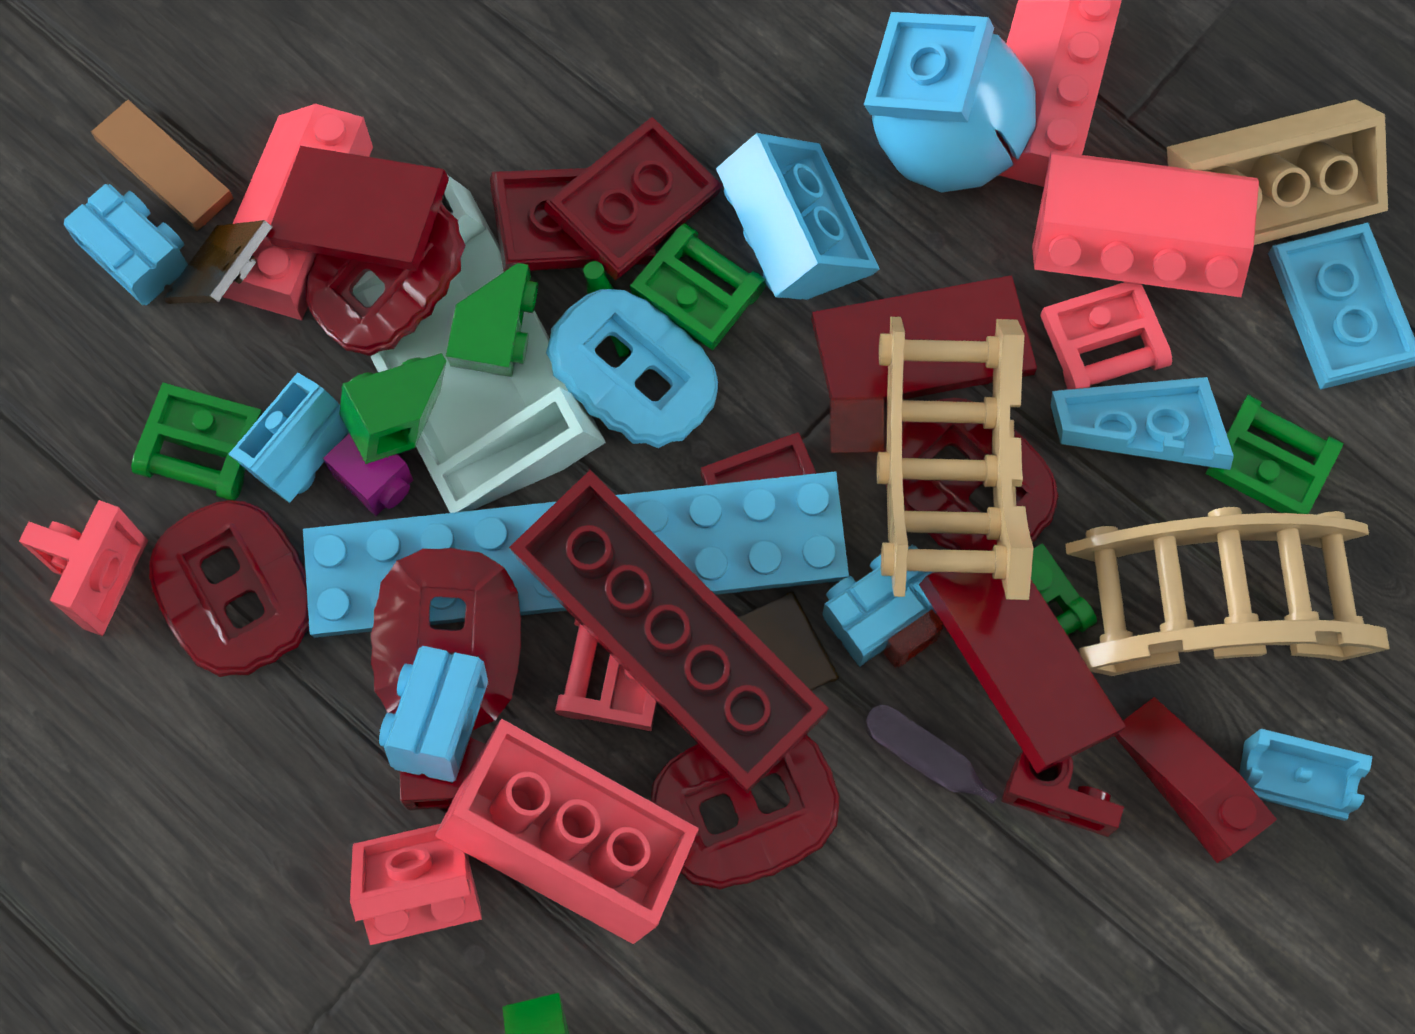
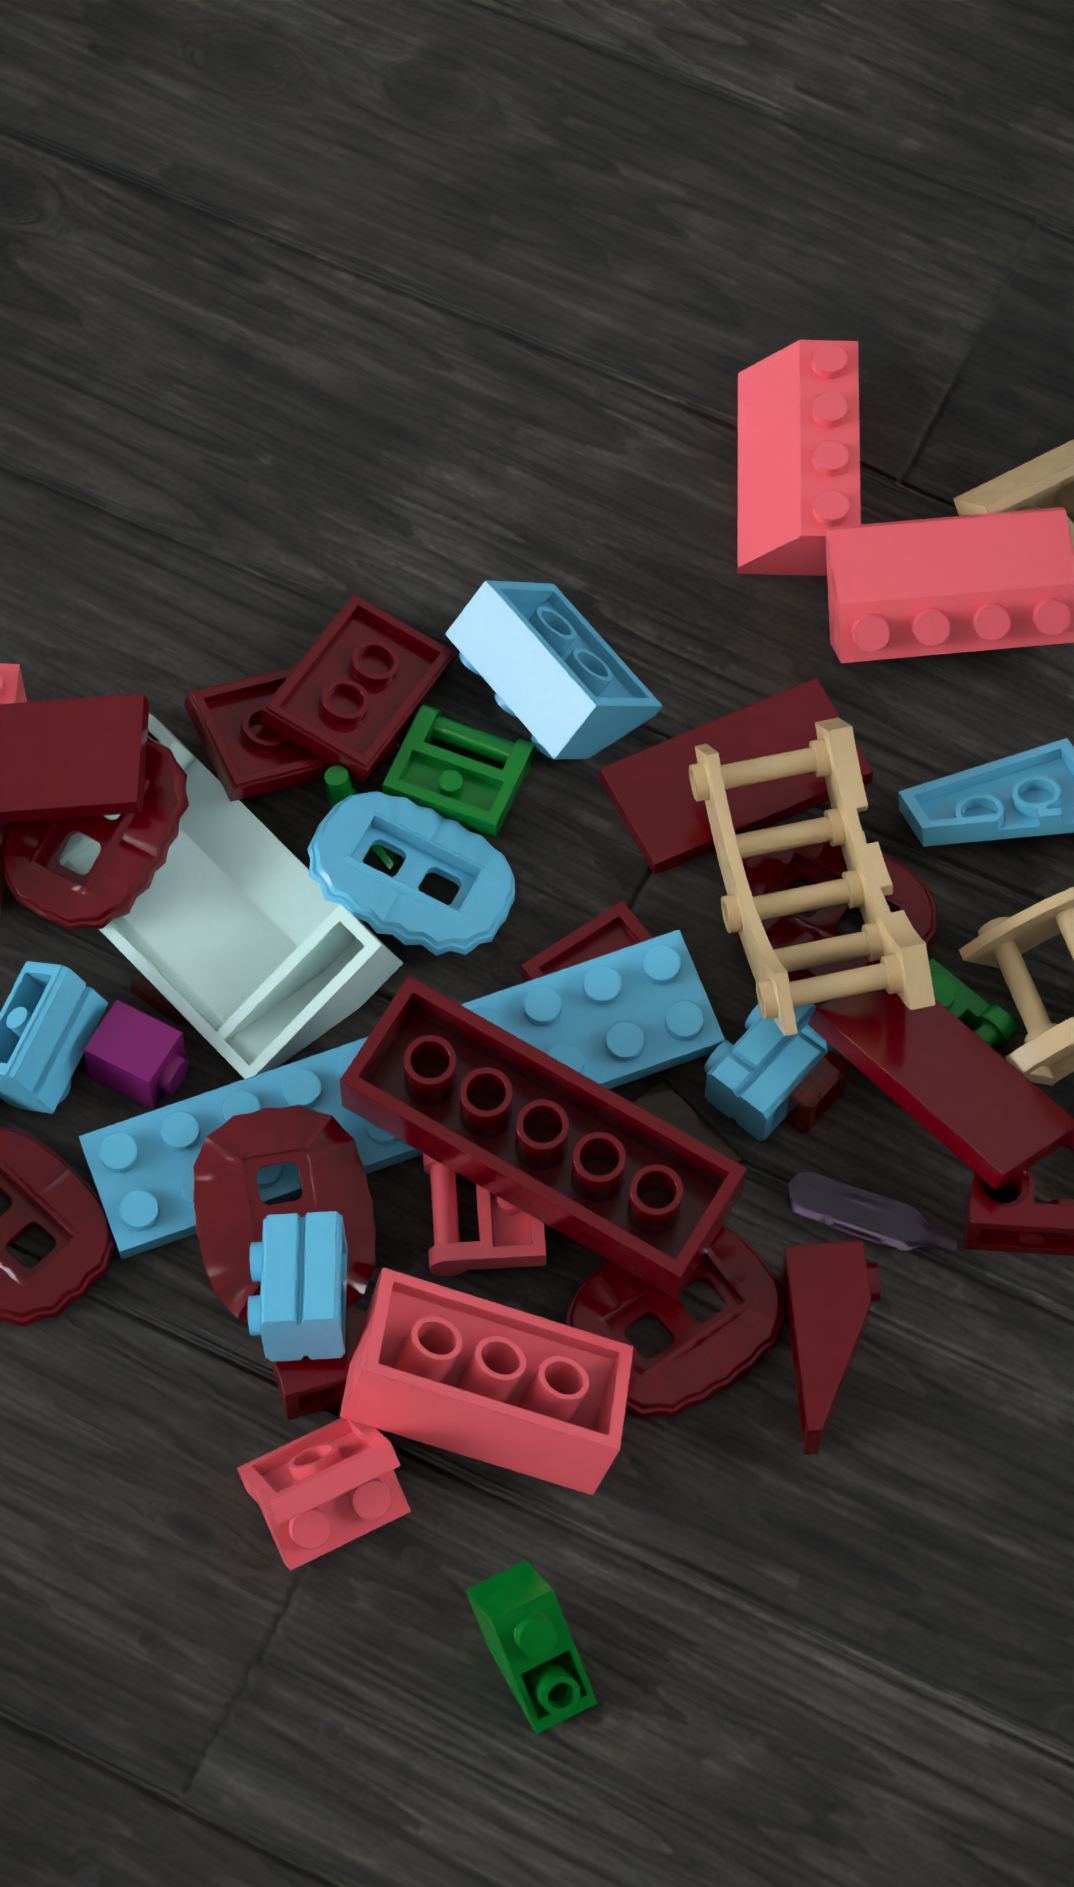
camera: 15 degrees left, 10 degrees down
(392, 406) = (148, 972): green slope -> none
(489, 324) = (235, 862): green slope -> none
(856, 424) = (685, 878): clear red tile -> none
(869, 836) = (827, 1312): none -> dark red slope
(943, 94) = (689, 496): medium azure plate -> none
(1100, 321) = (934, 703): coral plate -> none

